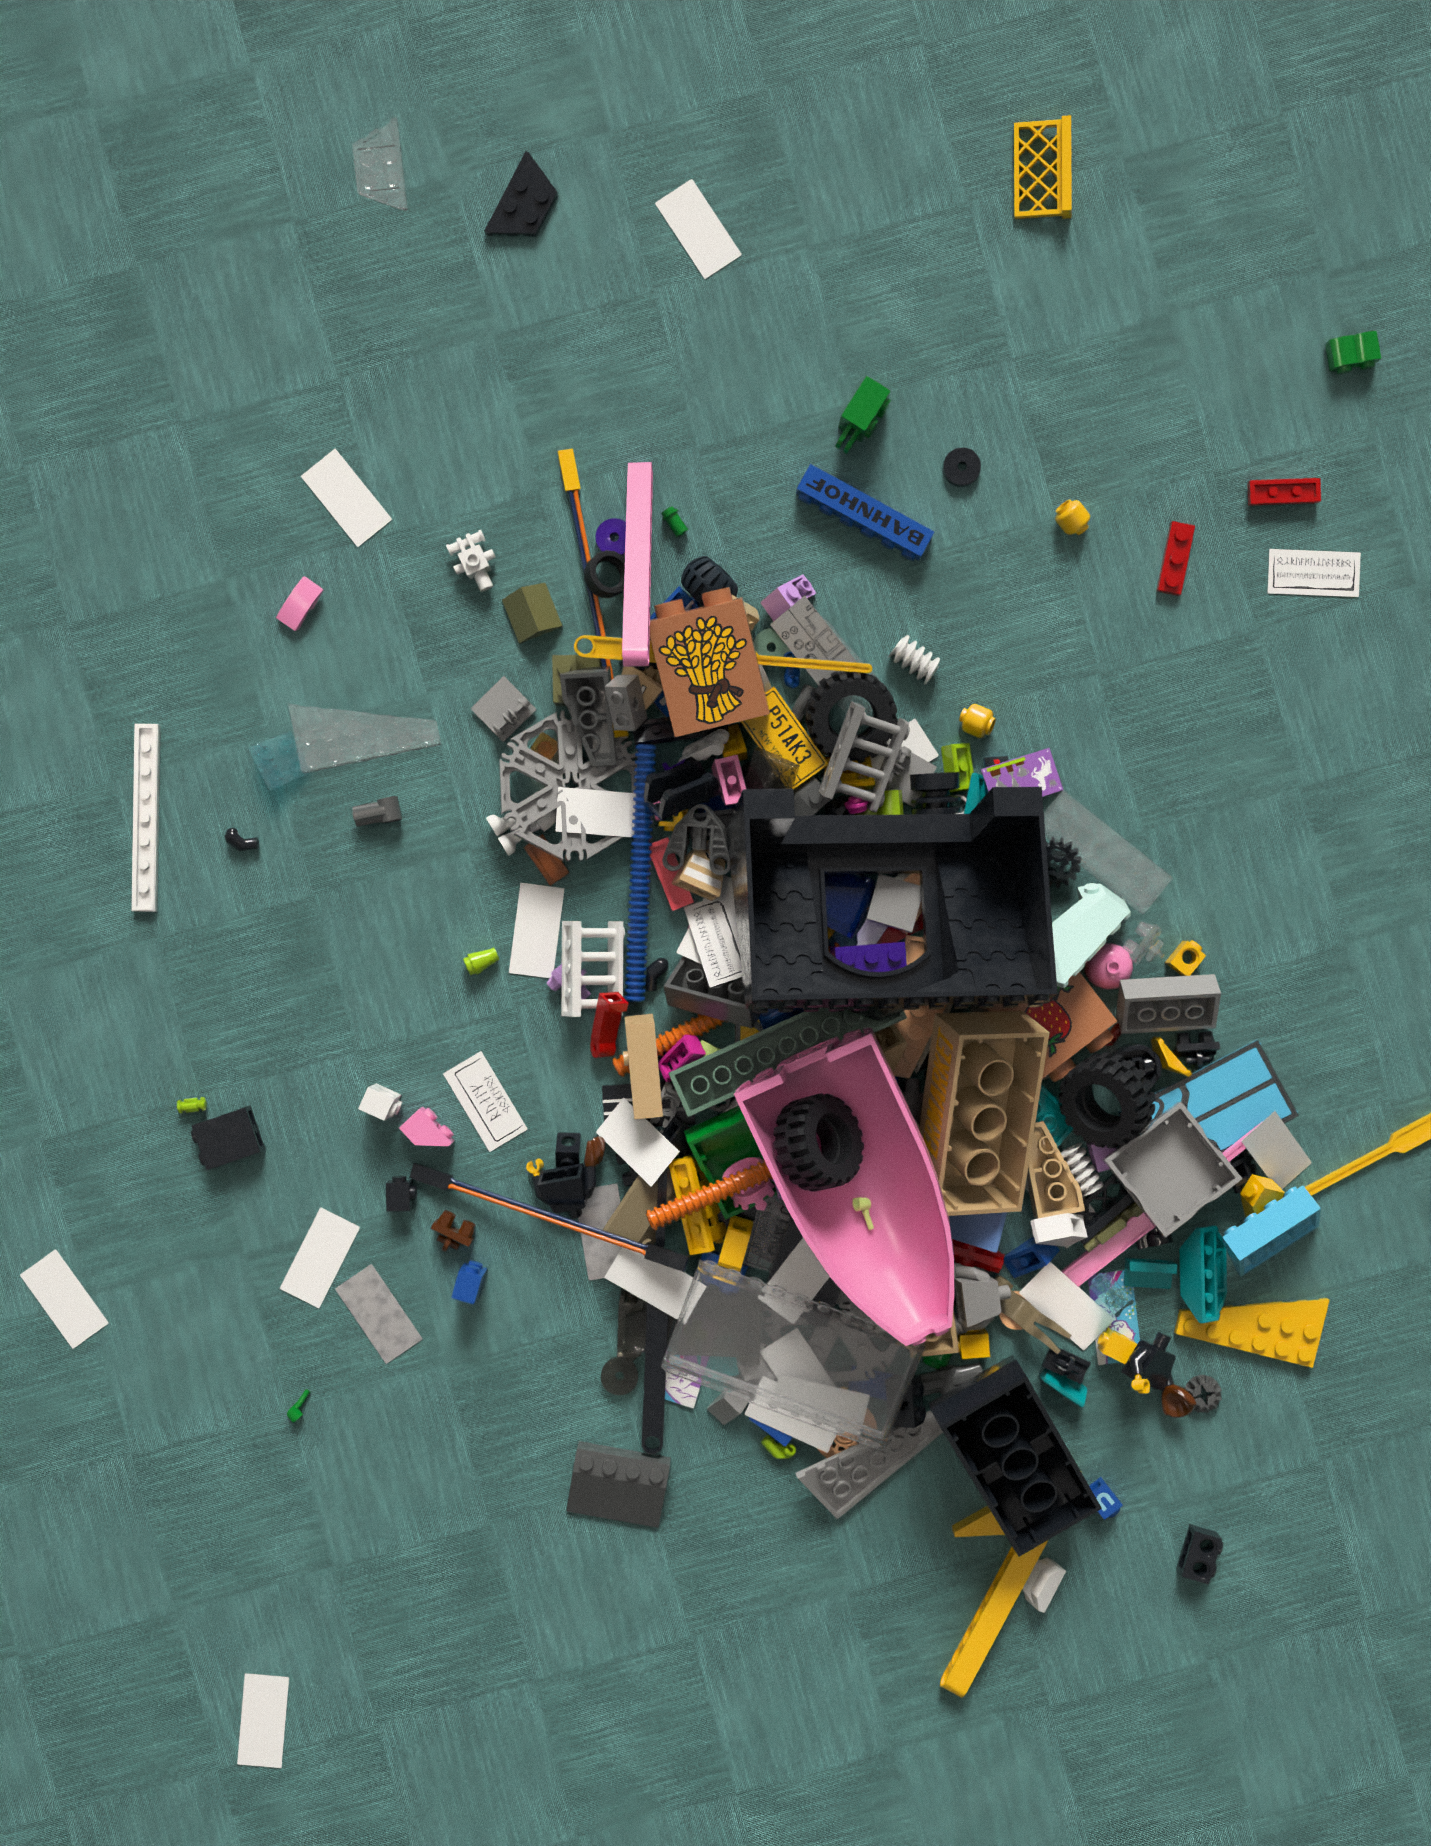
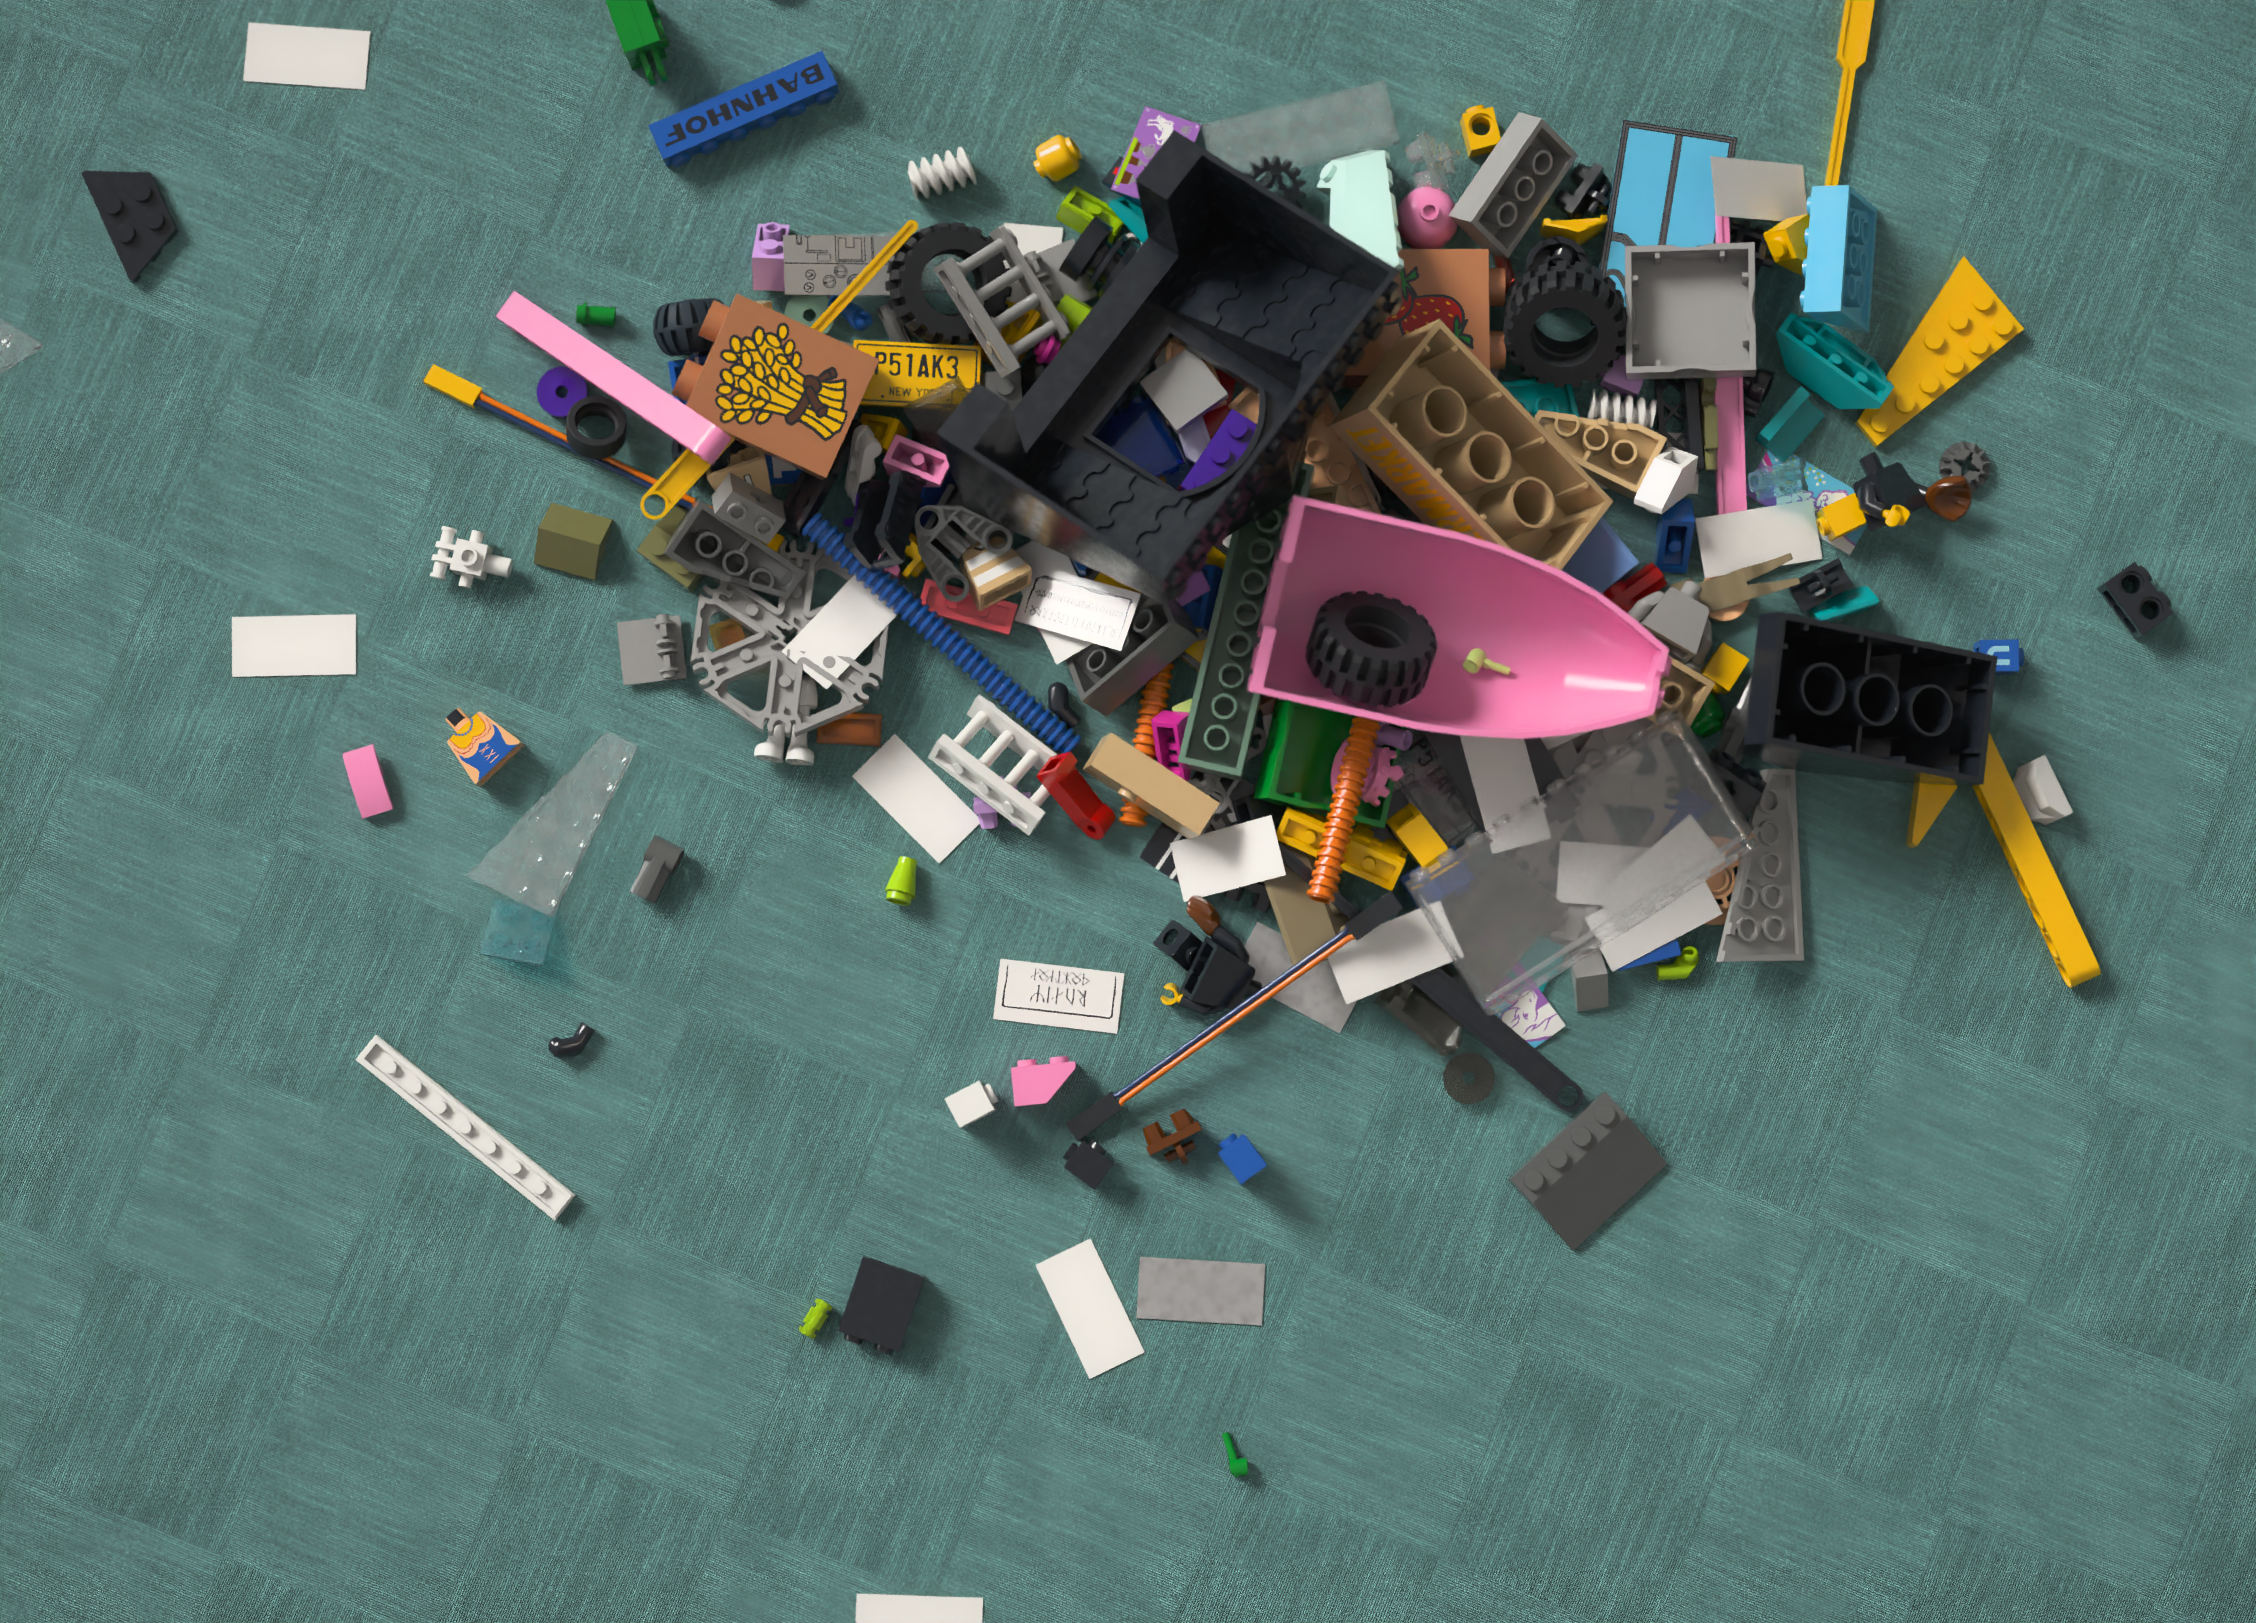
camera: 45 degrees left, 5 degrees down
(371, 653) = (480, 744): none -> torso

